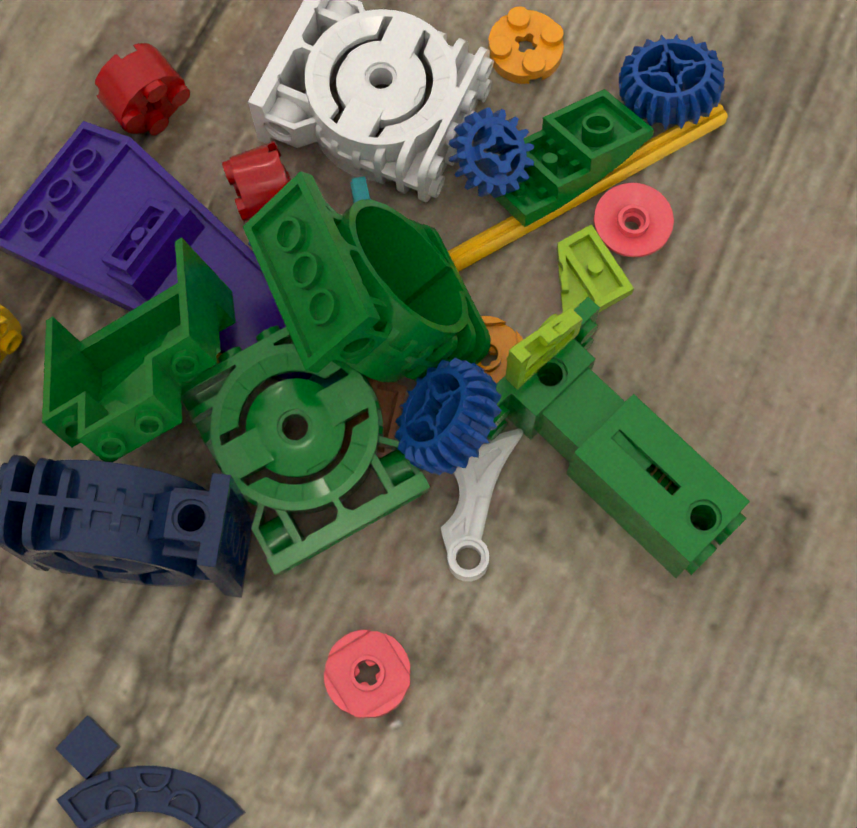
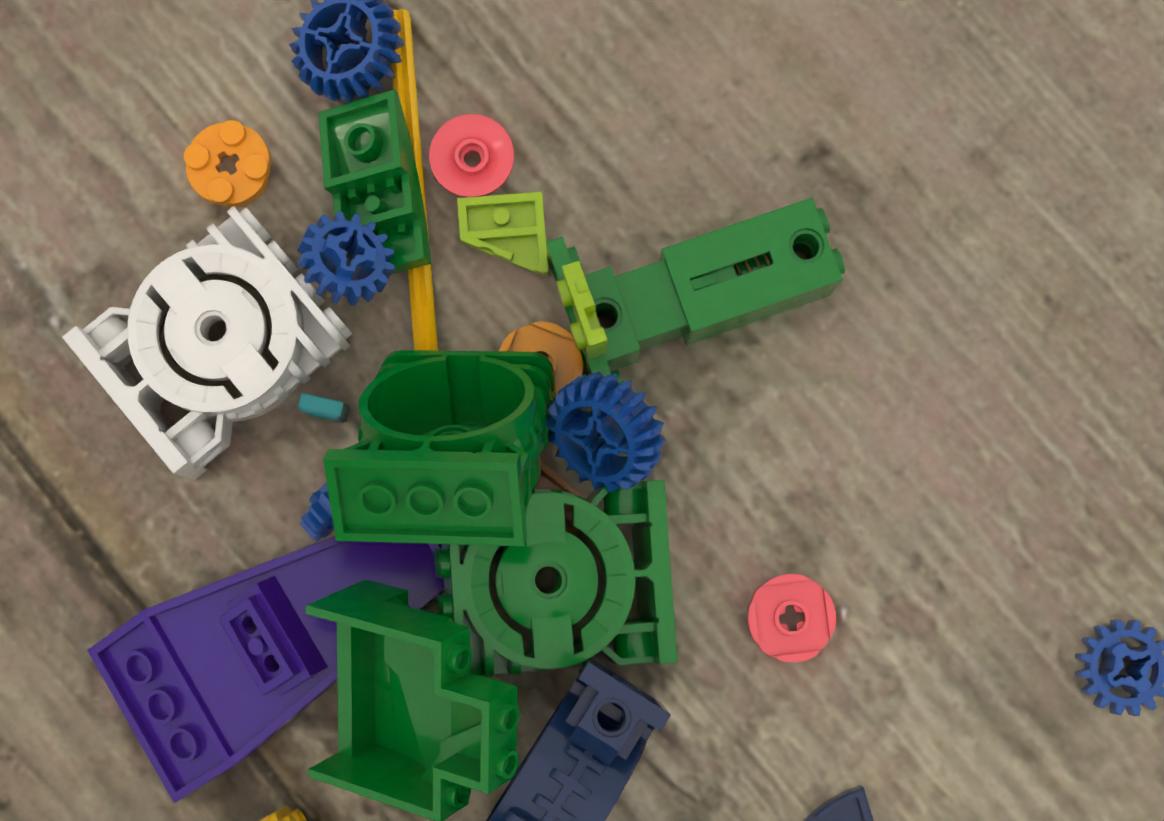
camera: 65 degrees left, 10 degrees up
(141, 90) = (90, 575): red brick -> none
(256, 177) = (262, 498): red brick -> none
(475, 493) = (690, 457): white piece -> none

